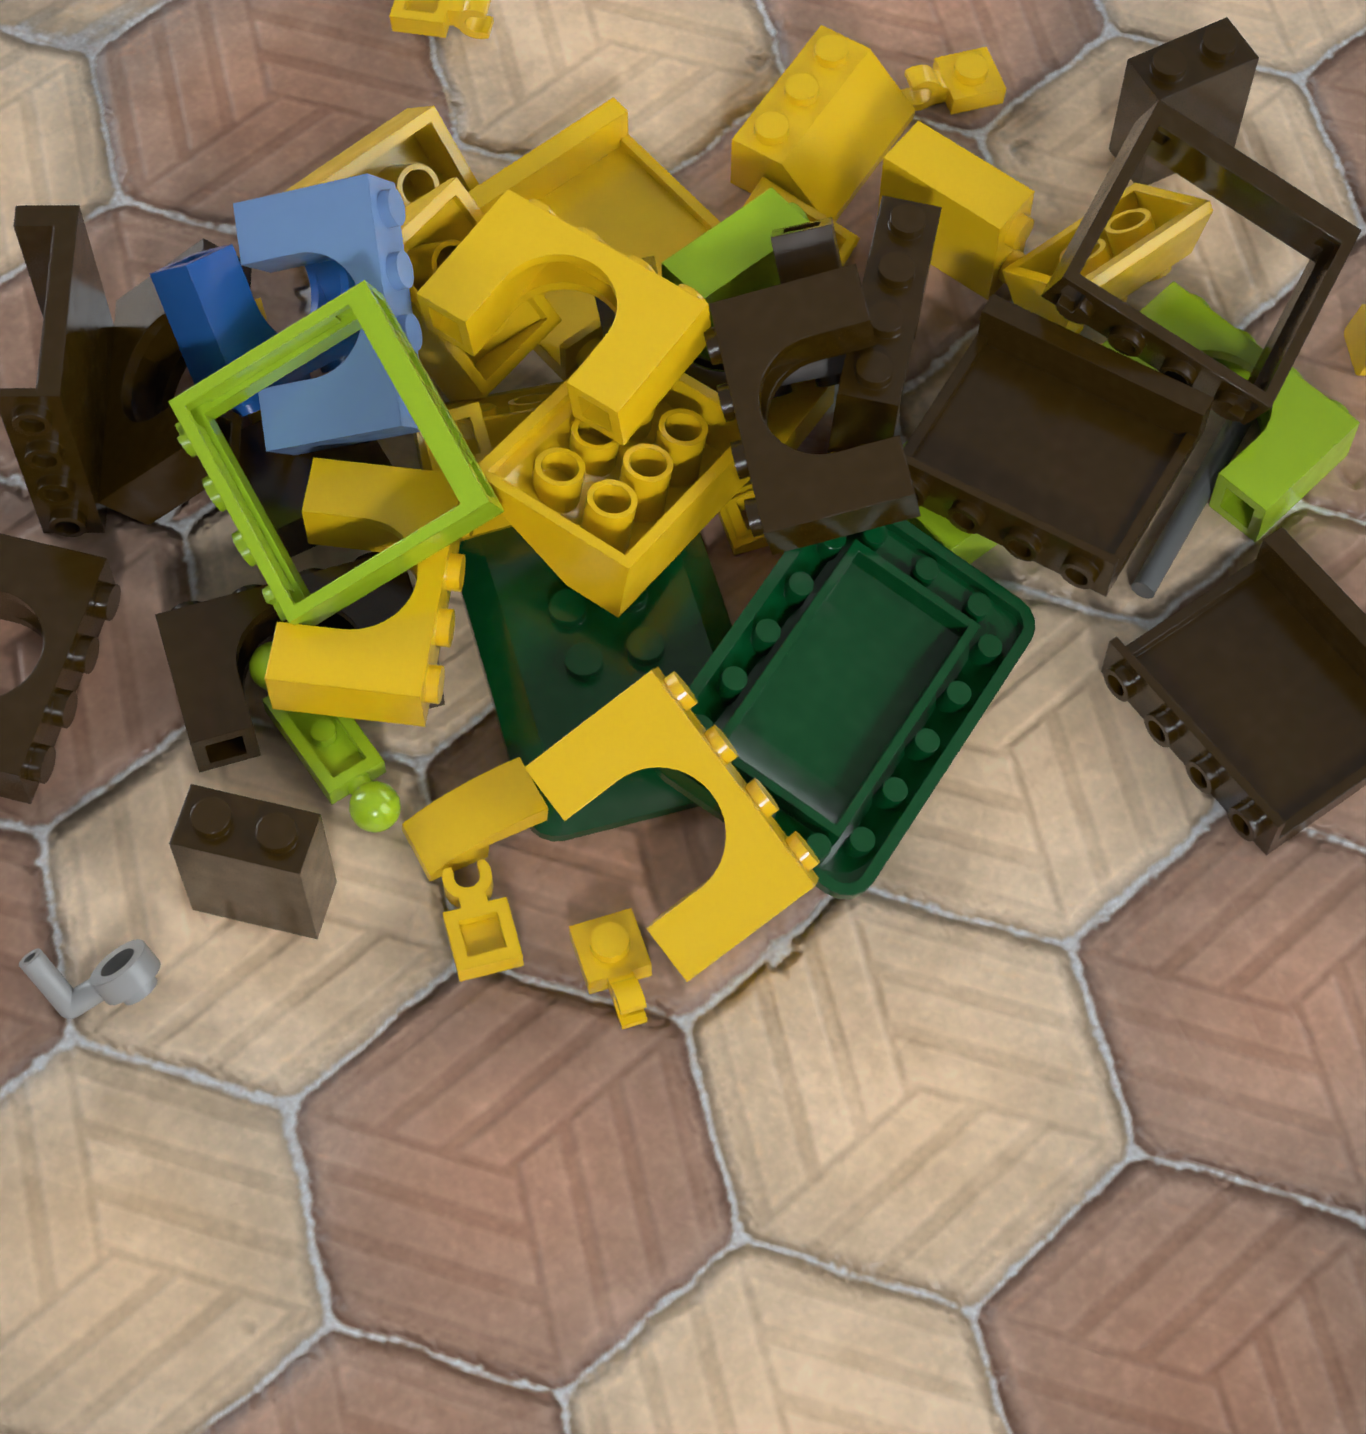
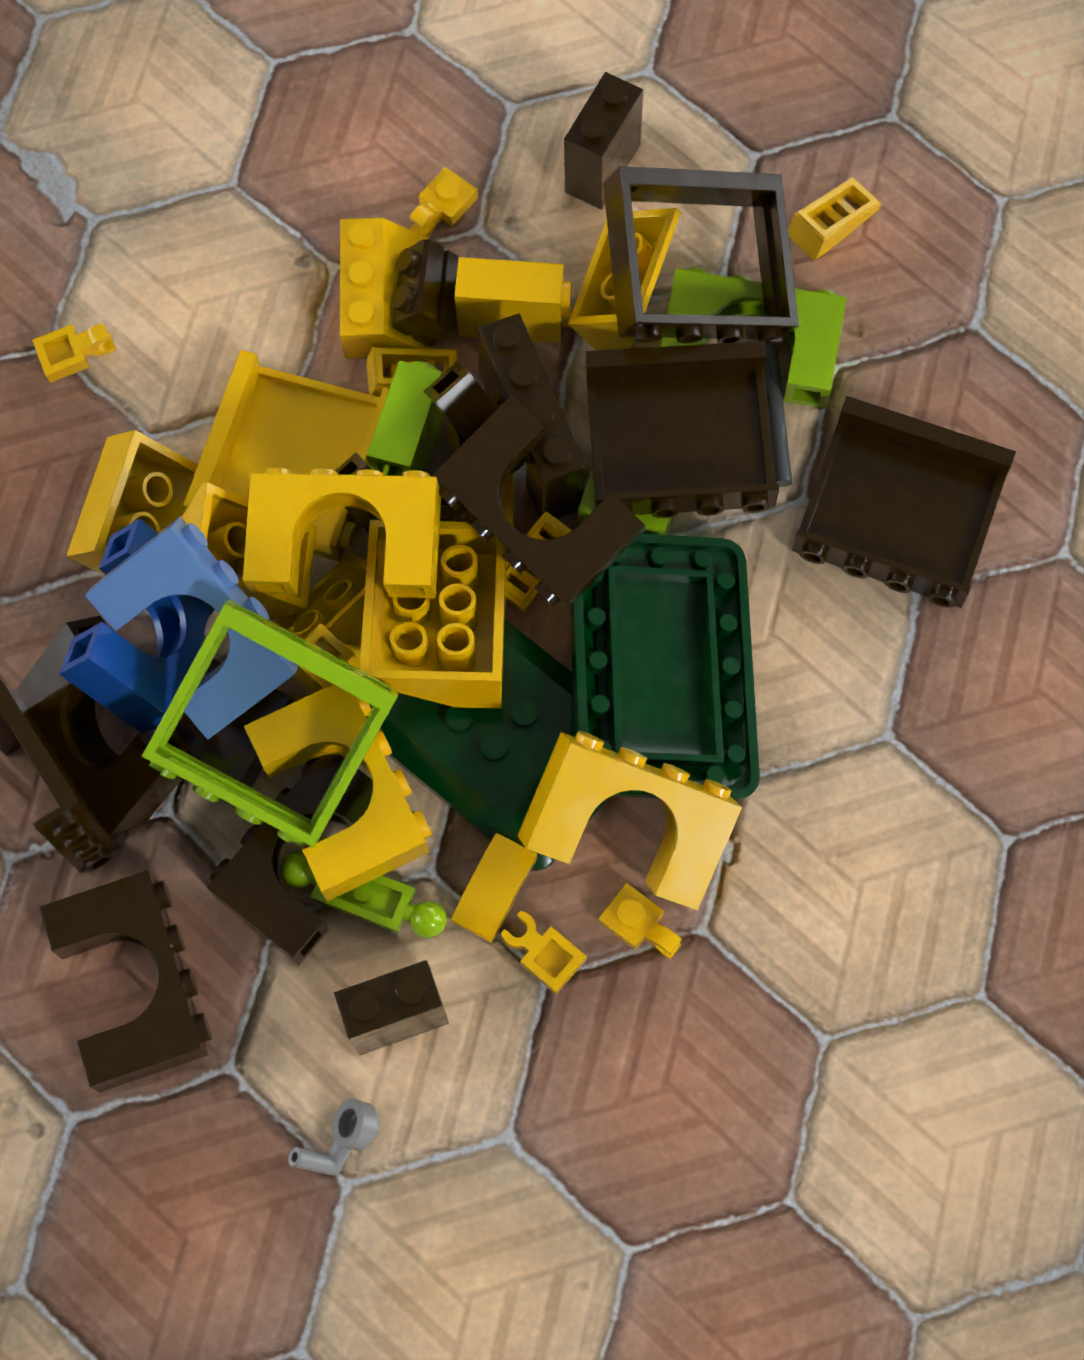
camera: 30 degrees left, 10 degrees up
(850, 152) = (426, 293): none -> dark brown brick

